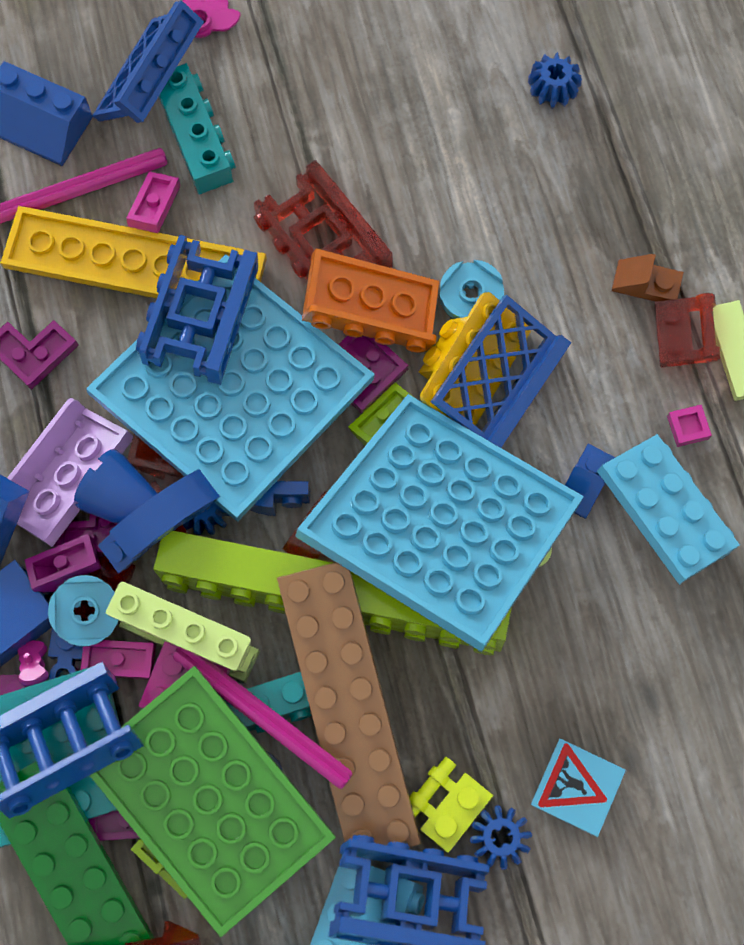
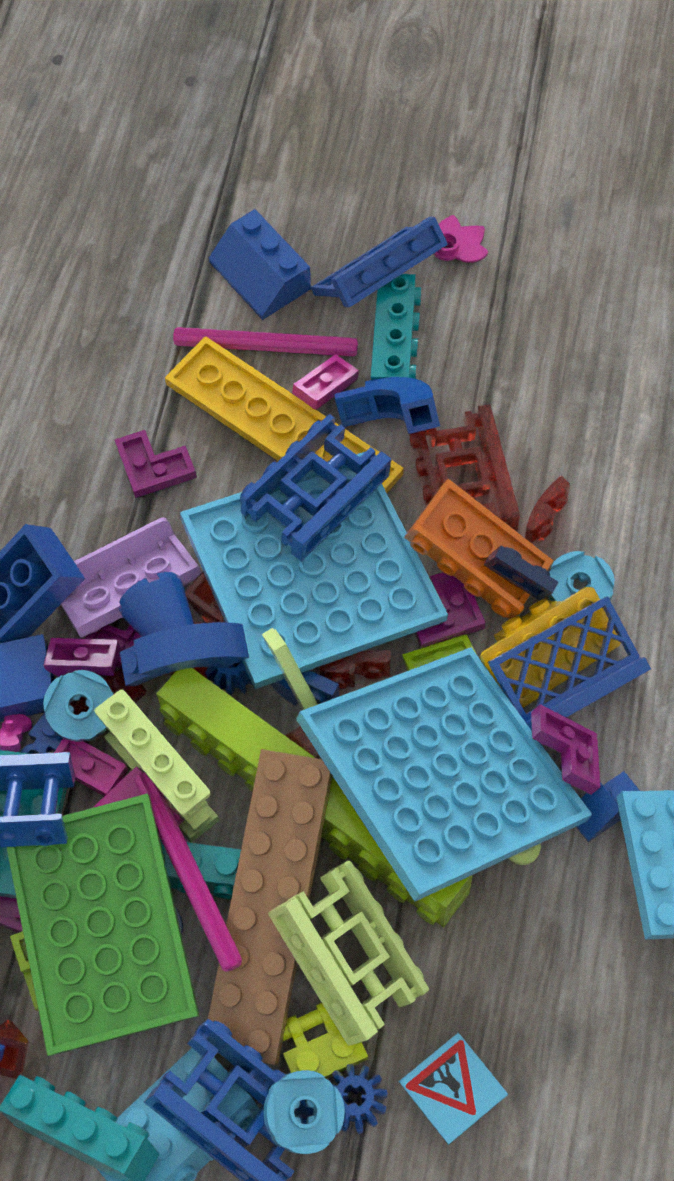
camera: 25 degrees right, 10 degrees down
(223, 192) = (390, 398): none -> blue arch
(267, 494) = (289, 669): none -> yellowish green tile
(325, 449) = (370, 664): none -> clear red slope
(410, 237) = (542, 516): none -> clear red slope
(416, 306) = (529, 578): none -> dark blue plate
(423, 738) = (327, 967): none -> yellowish green fence
(448, 872) = (320, 1128): none -> medium azure plate
(541, 441) = (574, 742): none -> magenta plate

